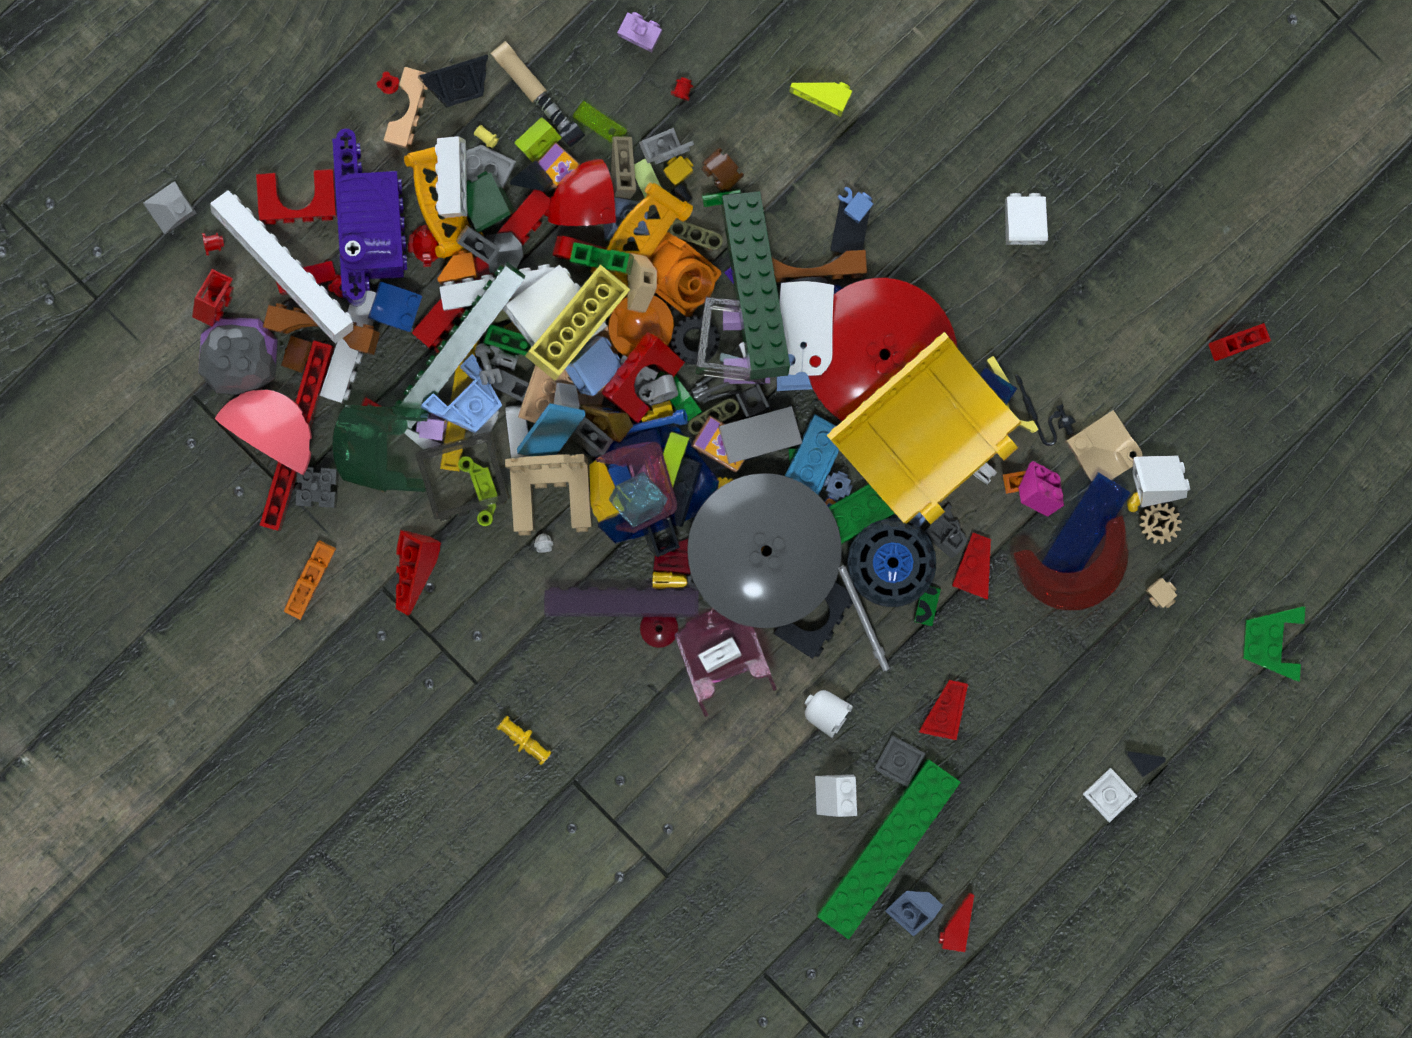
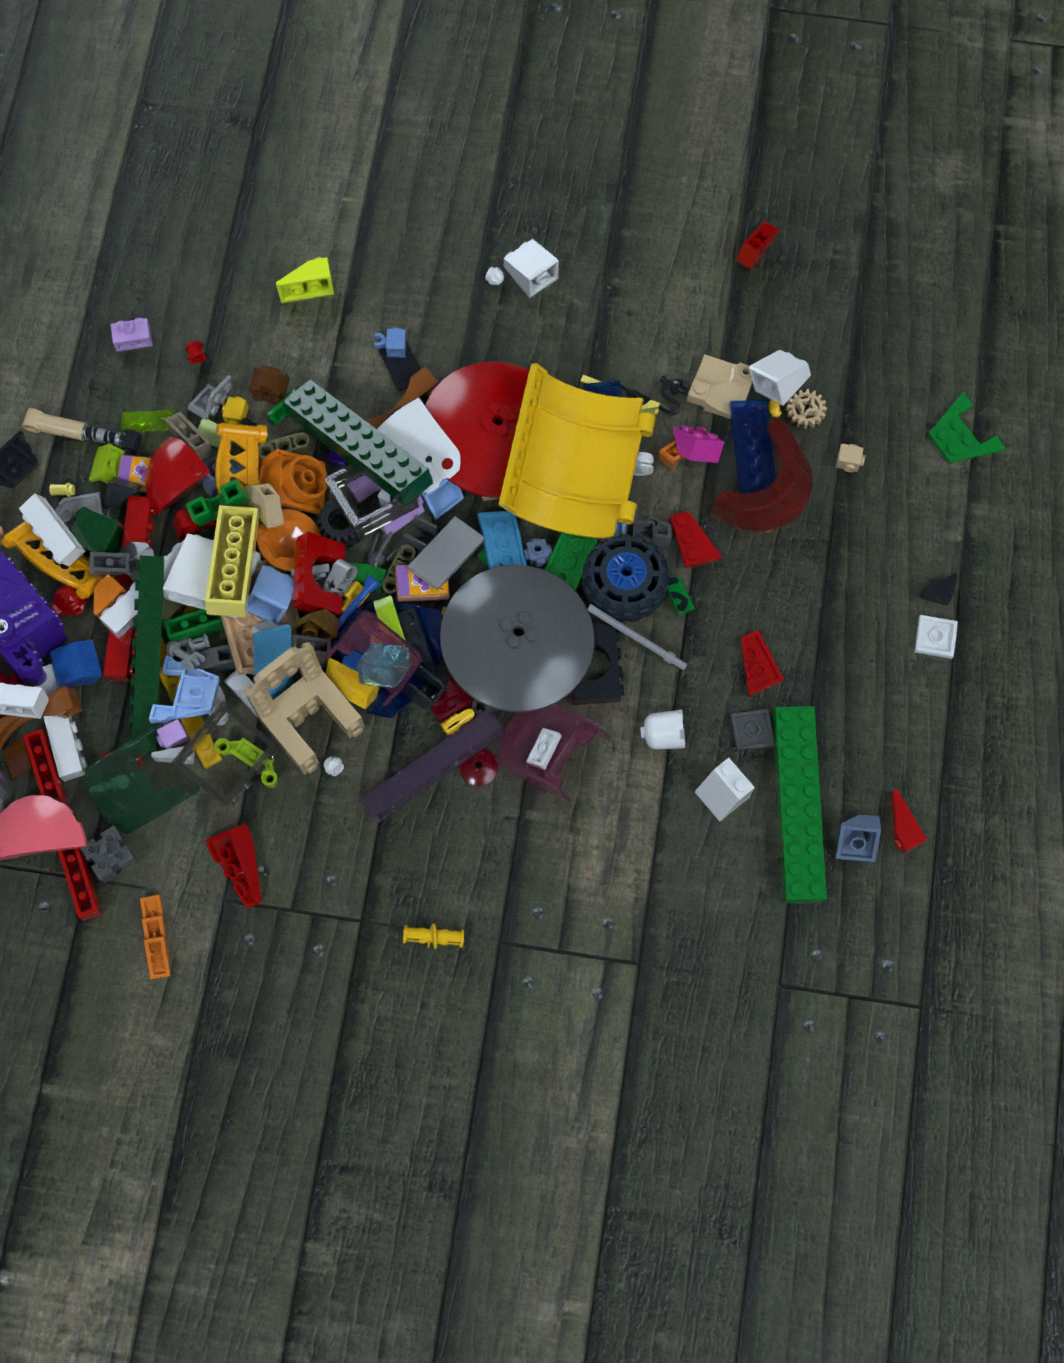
camera: 35 degrees left, 15 degrees down
(989, 204) = (494, 276): none -> white plate

